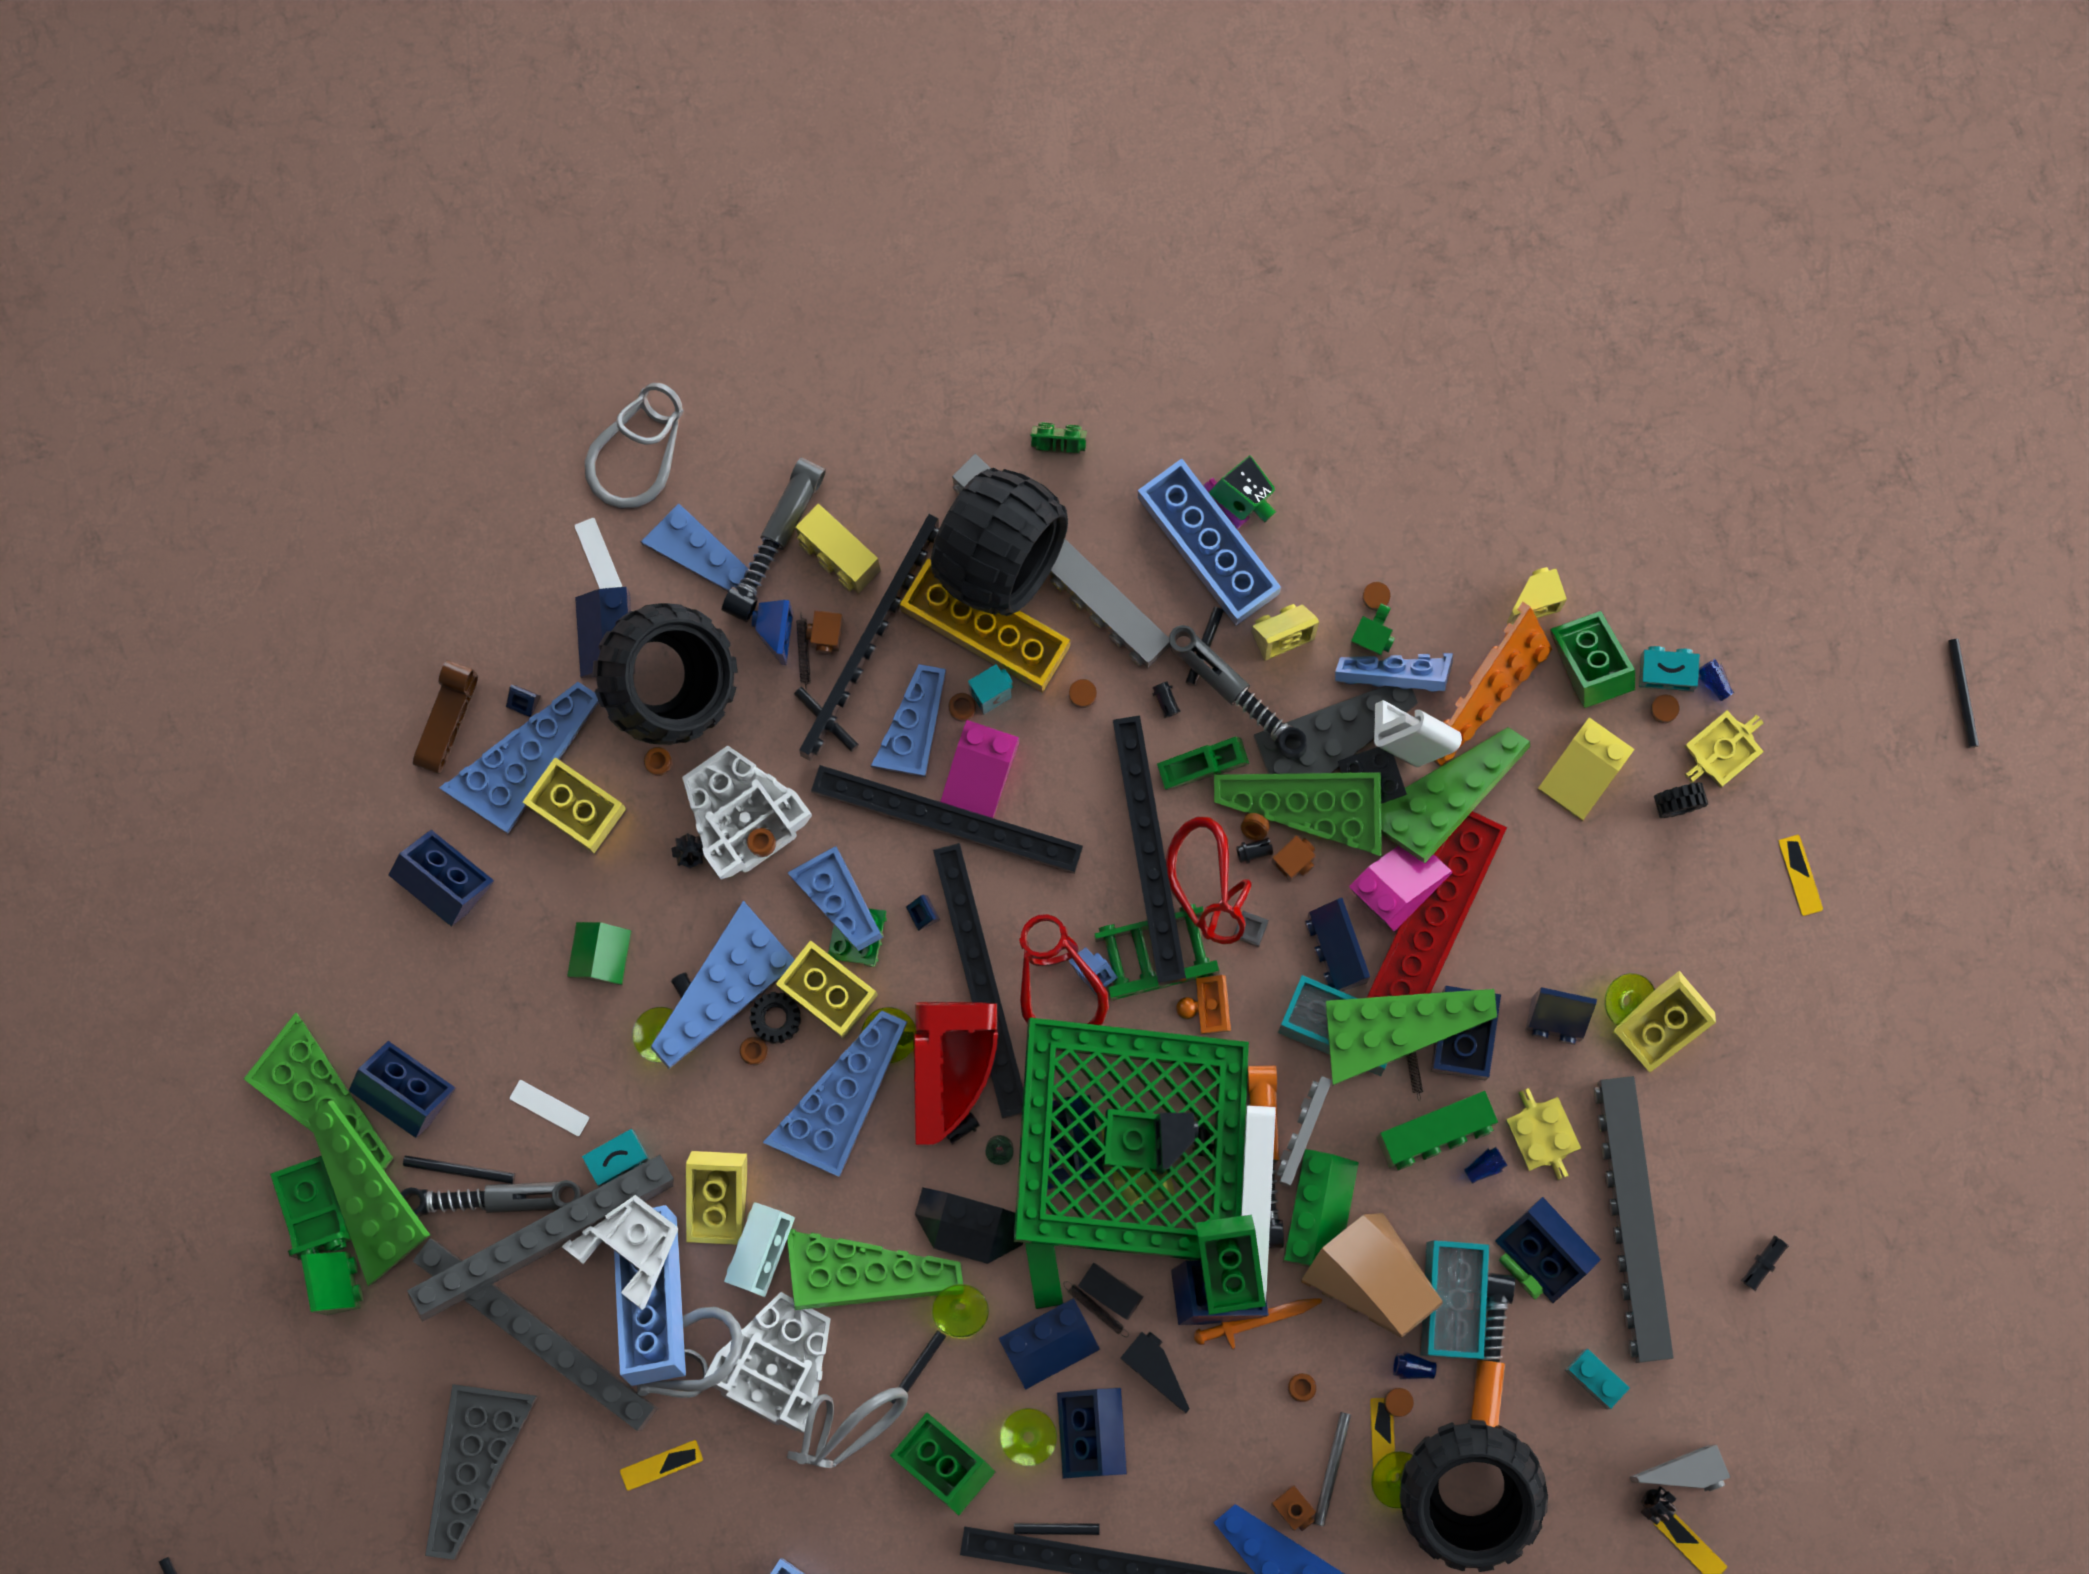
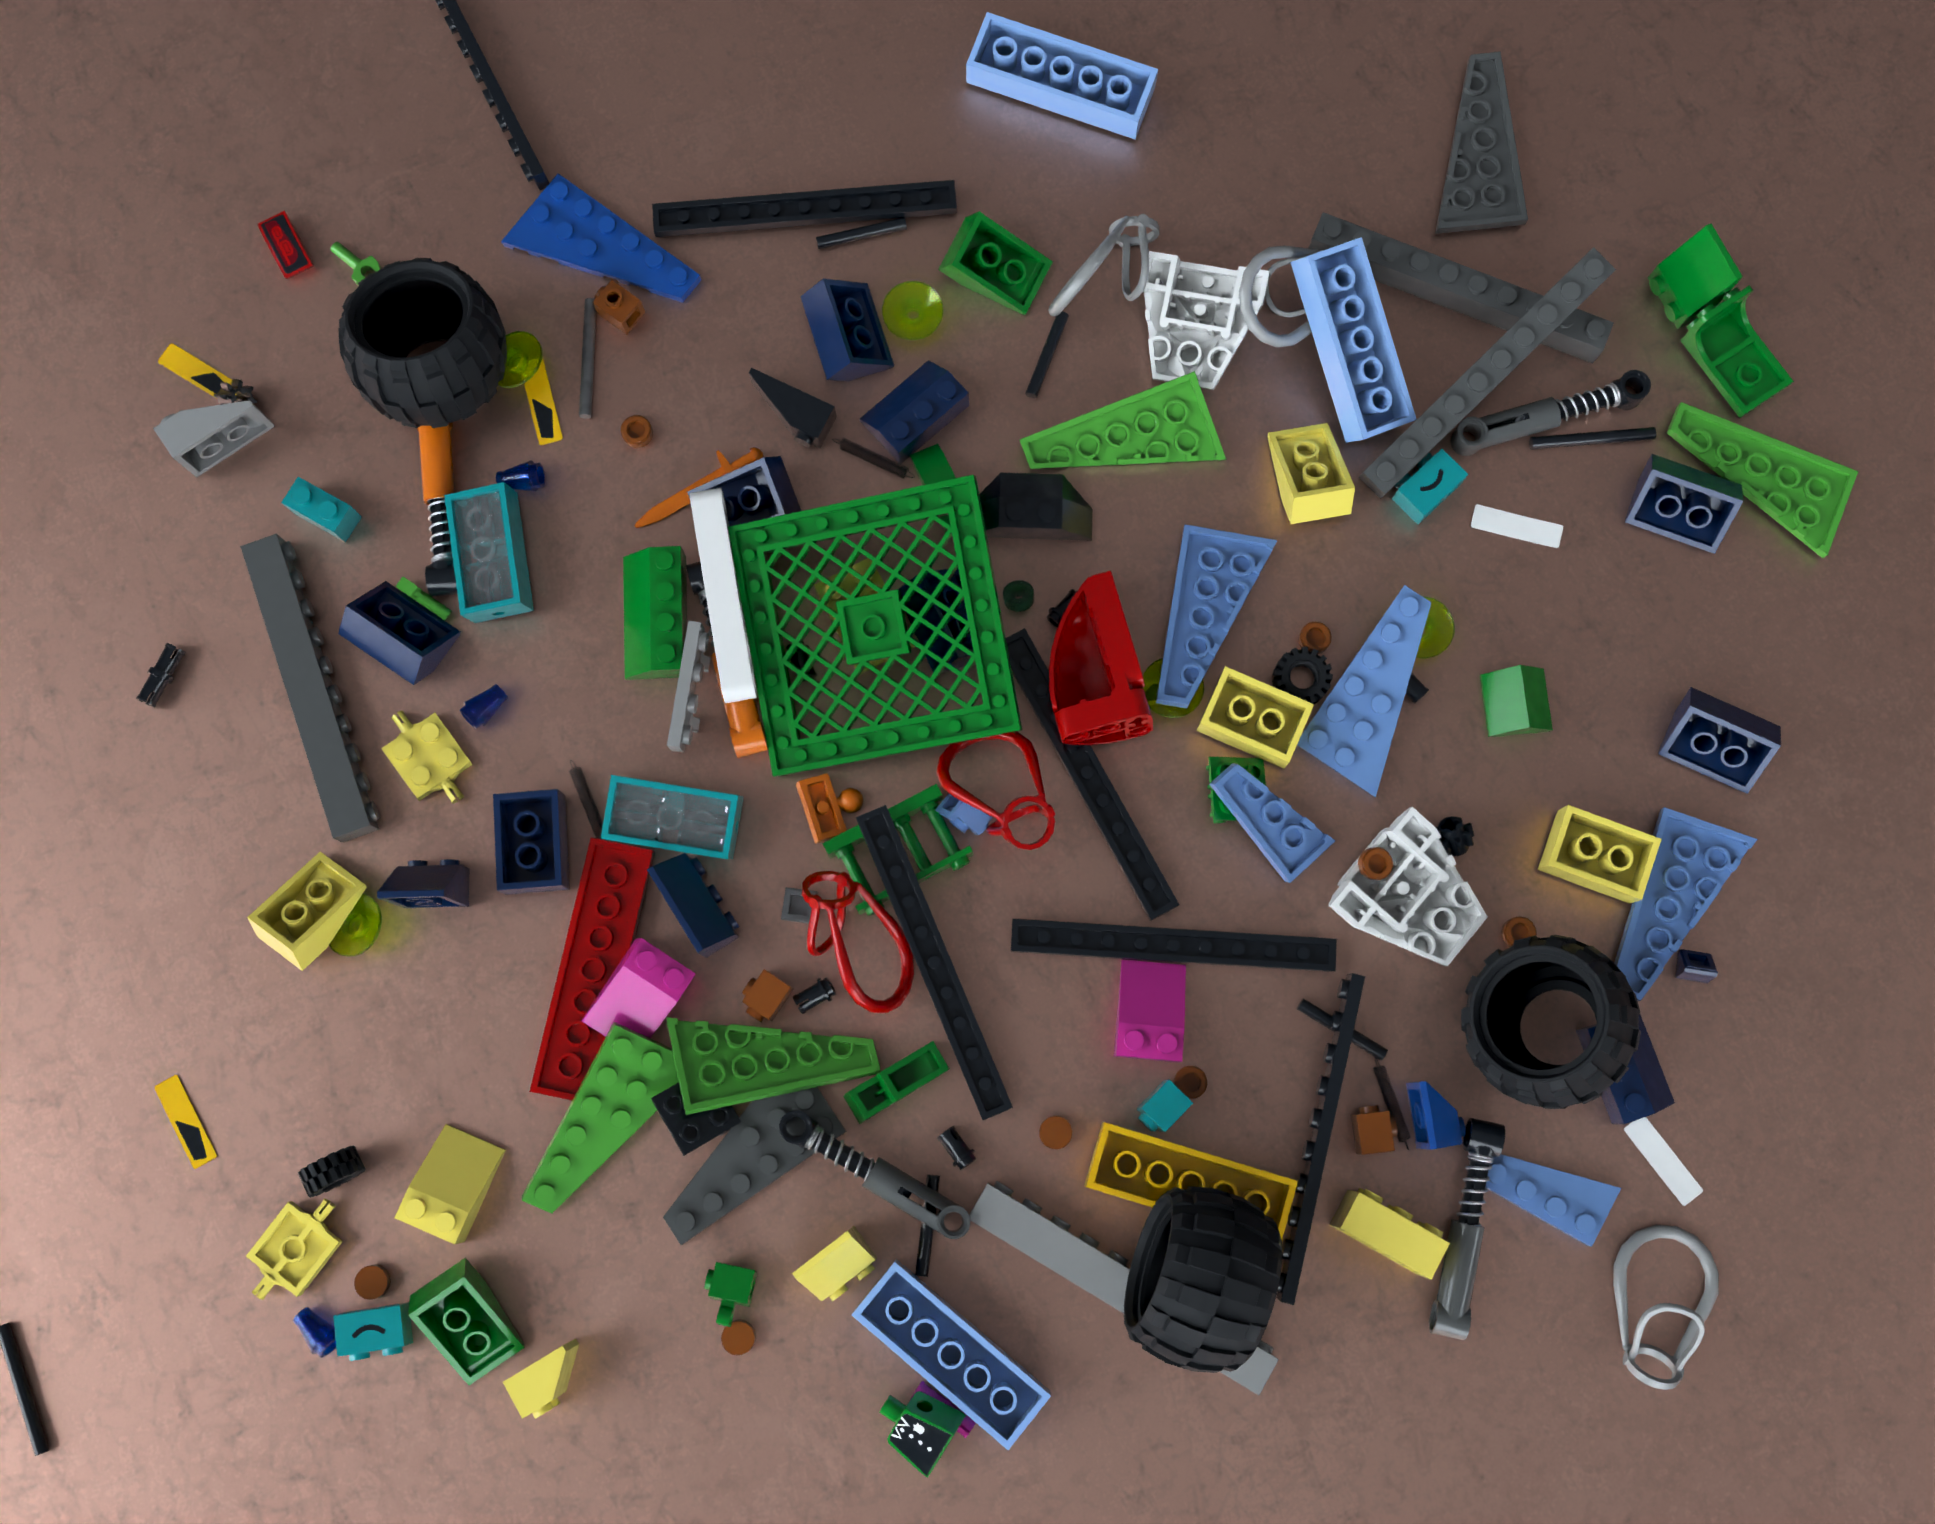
camera: 165 degrees right, 0 degrees up
(373, 1208) = (1671, 367): bright green wing -> none
(446, 716) = (1777, 923): reddish brown beam -> none
(635, 1234) = (1382, 392): white wing -> none
(661, 1465) = (1285, 200): yellow sticker -> none
(759, 1249) = (1248, 427): light aqua brick -> none
(911, 733) = (1240, 1041): medium blue wing -> none
(922, 912) = (1170, 834): dark blue slope -> none
(960, 1322) = (1016, 418): clear neon green dish -> none
(1043, 433) = (1149, 1450): green hinge -> none
(1110, 1291) = (861, 475): black slope -> none
(1172, 1137) = (827, 635): black slope -> none
(1230, 1264) = (734, 515): green slope -> none
(1255, 826) = (819, 1021): dark orange tile -> none
(1374, 1275) = (575, 548): medium nougat wedge -> none
(1383, 1029) = (619, 817): bright green wing -> none
(1394, 671) = (679, 1248): medium blue wing -> none
(1398, 1402) = (531, 439): dark orange tile -> none
(1411, 738) = (659, 1166): white piece -> none
(1437, 1129) = (540, 725): green brick -> none
(1500, 674) = (576, 1258): orange wing -> none

